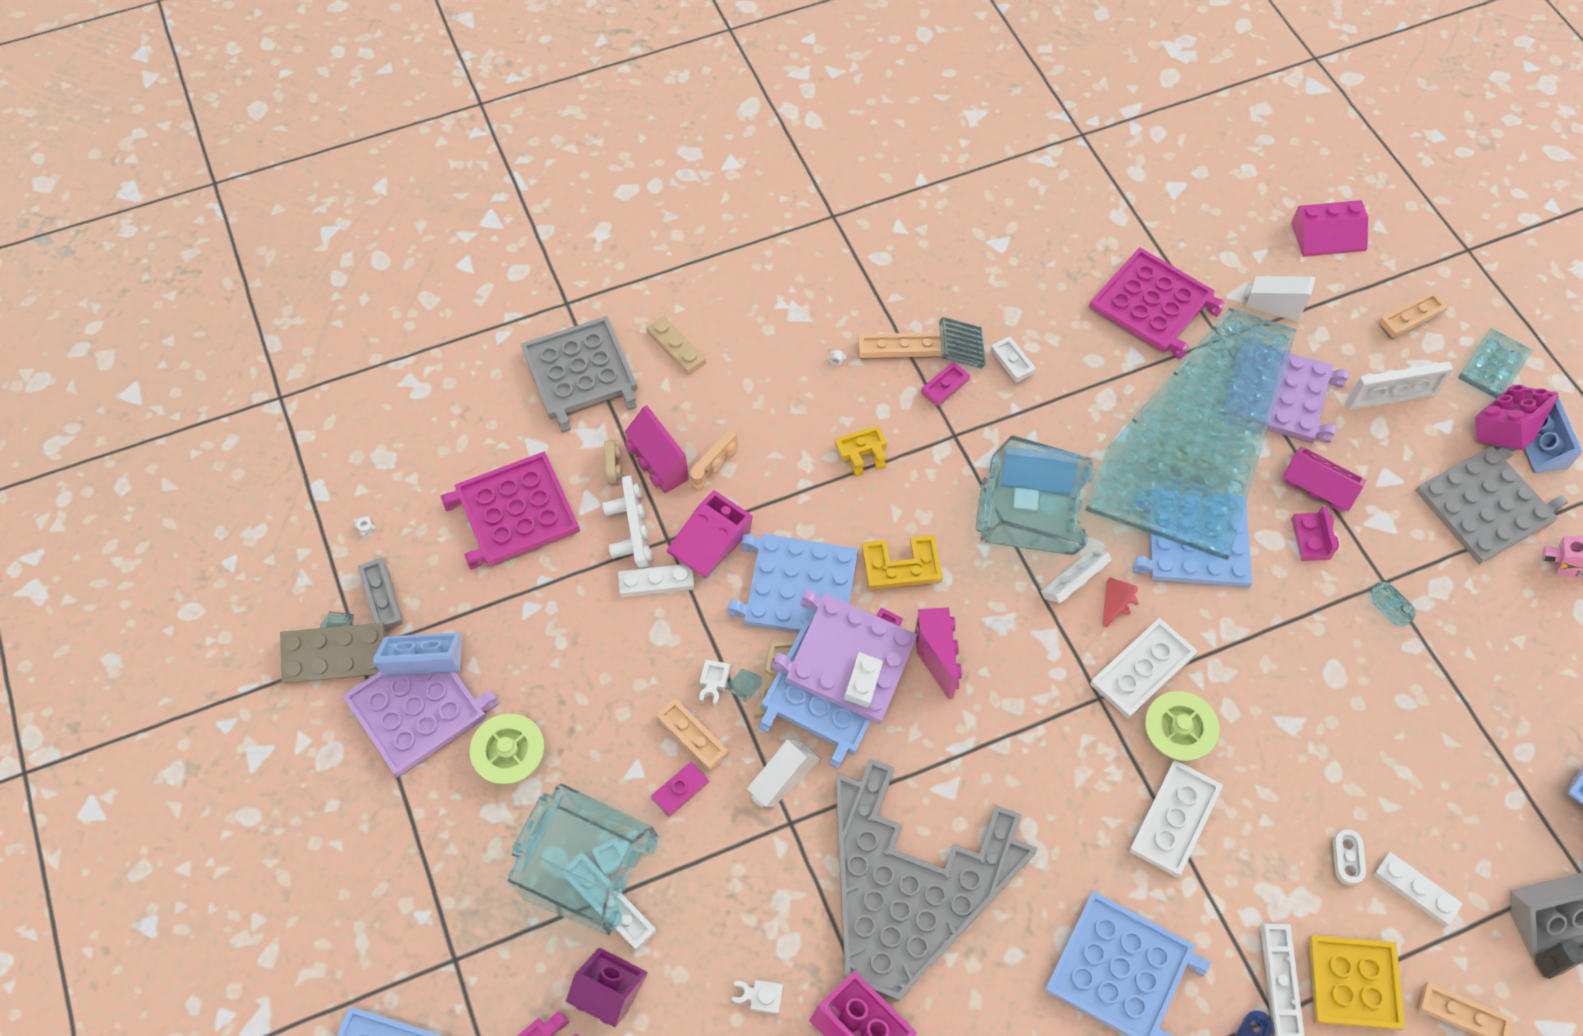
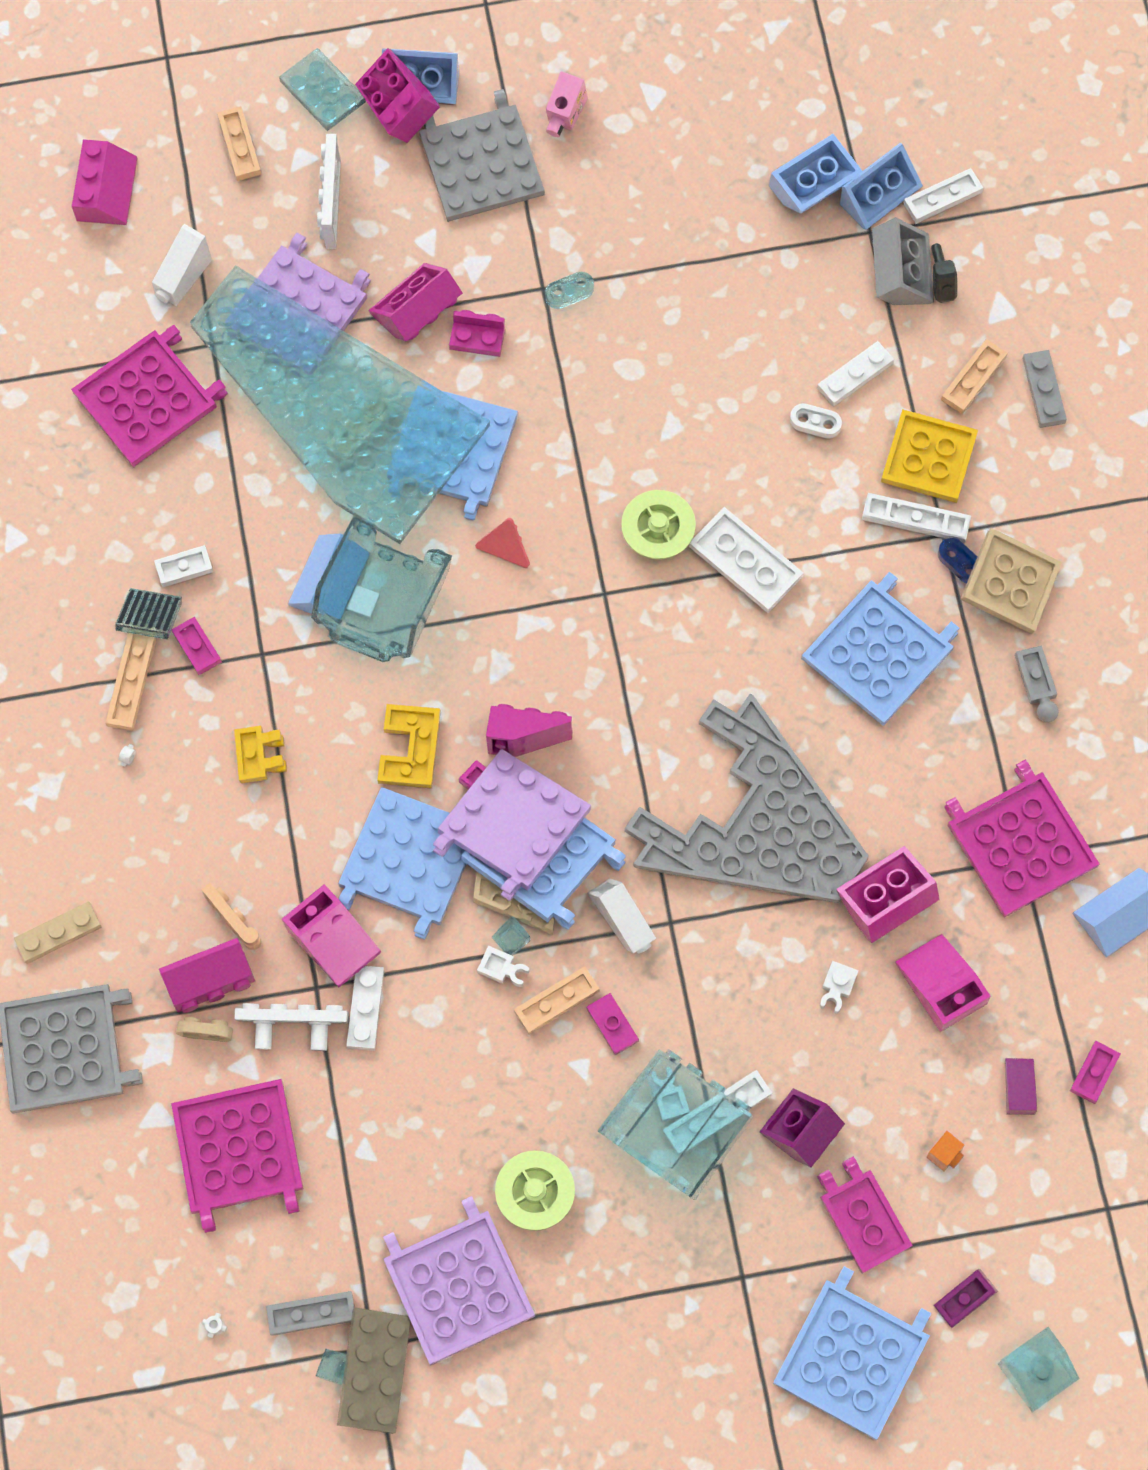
camera: 75 degrees left, 10 degrees up
(419, 654) = (402, 1268): light blue slope -> none
(863, 680) = (547, 810): white plate -> none
(1076, 575) = (469, 577): white plate -> none
(1143, 668) = (585, 542): white plate -> none

